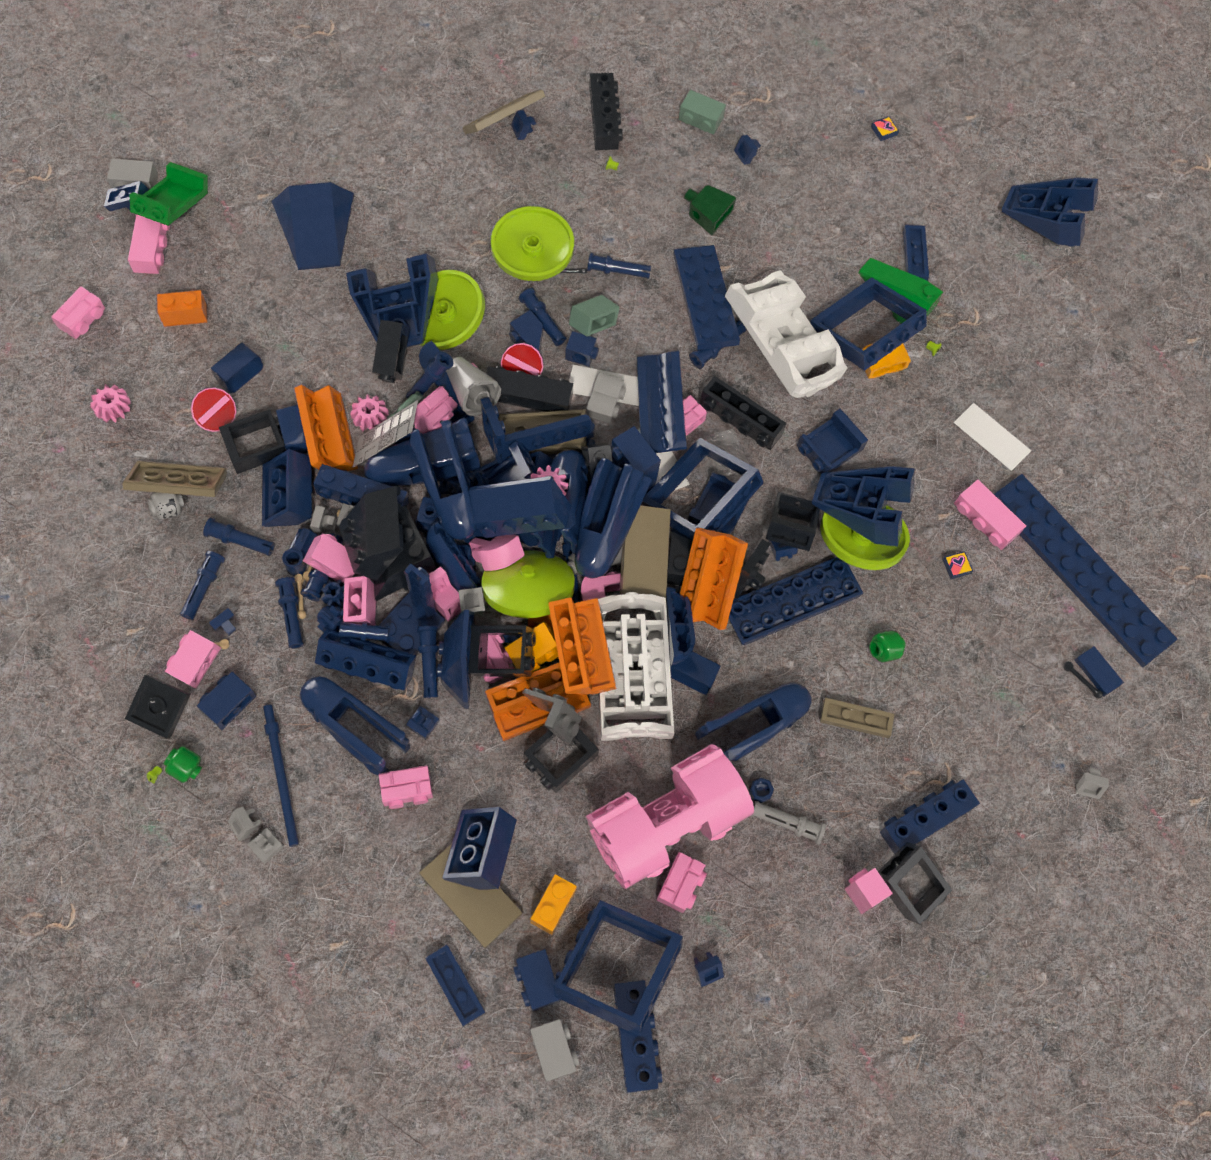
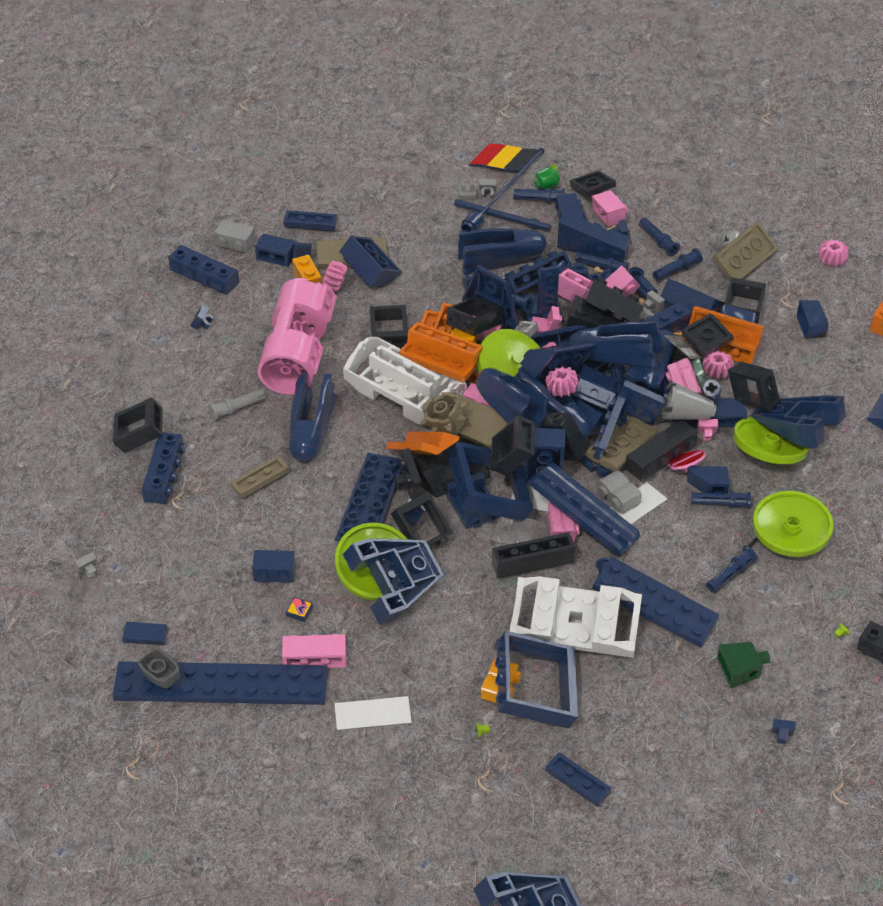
camera: 135 degrees right, 20 degrees down
(169, 844) = (502, 158): none -> flag
(211, 745) = (531, 194): none -> dark blue pin
(213, 409) = (786, 293): red piece -> none
(263, 640) = (580, 235): none -> dark blue wedge
(347, 429) = (707, 335): none -> black hinge
(405, 786) = (440, 255): bright pink brick -> none
(518, 945) = (301, 249): none -> dark blue tile
(535, 867) = (335, 275): none -> bright pink gear
(562, 718) = (407, 313): dark grey bracket -> none
(581, 349) = (673, 502): dark blue brick -> none
(584, 939) = (211, 249): dark blue window -> none
(594, 315) = (693, 517): sand green brick -> none
(661, 454) = (519, 434): none -> black window
(680, 568) = (445, 413): none -> dark tan brick
(680, 626) = (403, 406): dark blue brick -> none
(681, 883) = (256, 332): bright pink brick -> none
(696, 673) = (374, 415): dark blue piece -> none
(702, 112) = (849, 722): sand green brick -> none
(761, 790) = (269, 403): dark blue tile -> none
(832, 443) = (461, 598): dark blue panel -> none
(867, 889) = (162, 395): bright pink brick -> none
(884, 128) = (730, 859): tile -> none
(887, 646) = (286, 522): green head -> none
(904, 283) = (543, 742): green wedge -> none
(941, 617) = (273, 566): none -> dark blue brick
(1068, 666) = (167, 620): black hinge -> none
(1137, 606) = (159, 668): none -> dark grey piece

